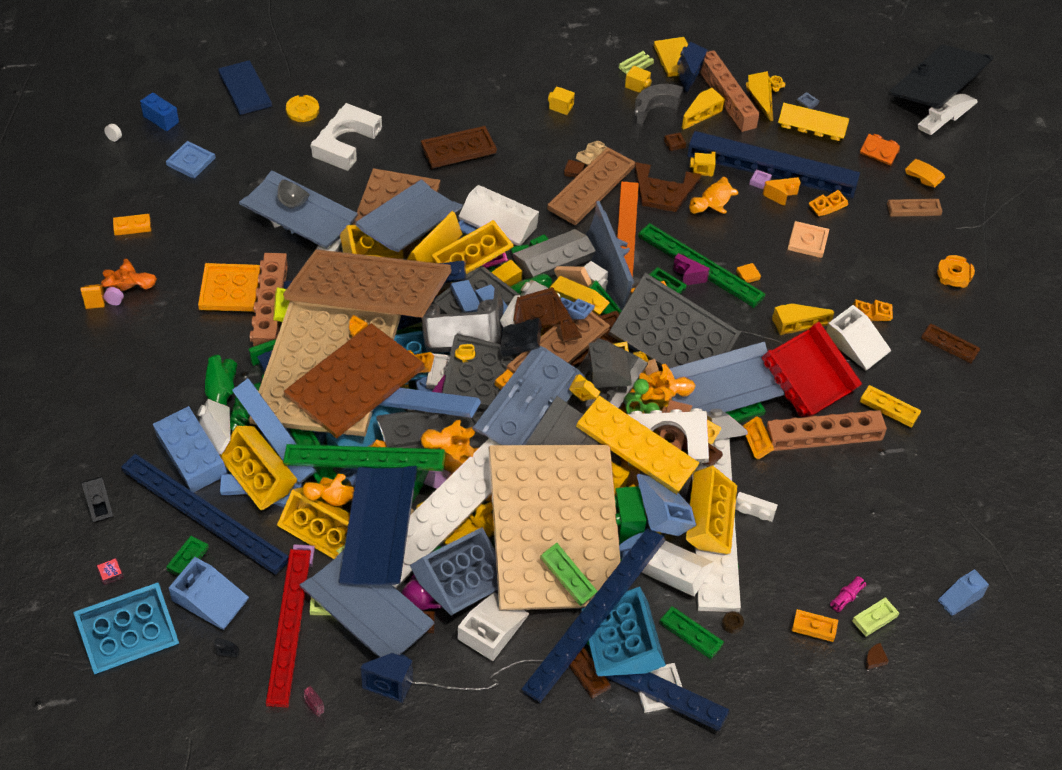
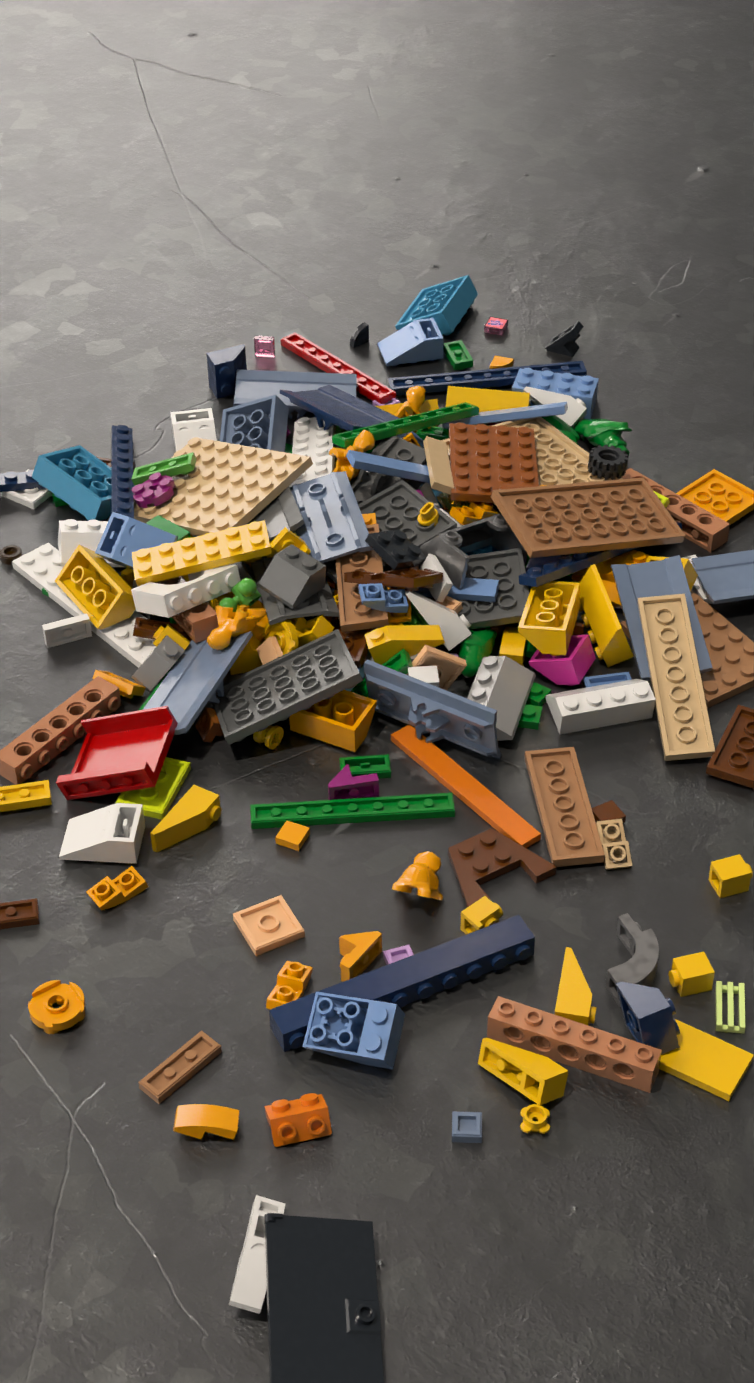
camera: 140 degrees right, 10 degrees down
(170, 524) = (501, 362): none -> light orange tile
(281, 318) = (607, 462): none -> black tyre
(398, 395) = (438, 465): none -> tan tile
(447, 188) = (675, 677): none -> tan plate
(465, 296) = (497, 569): medium blue tile -> none
(605, 555) = (155, 490): none -> magenta plate
(675, 141) = (551, 934): reddish brown tile -> none
(691, 632) = (32, 530): green tile -> none
(813, 120) = (423, 1090): yellow slope -> none
(822, 148) = (355, 1029): none -> medium blue slope

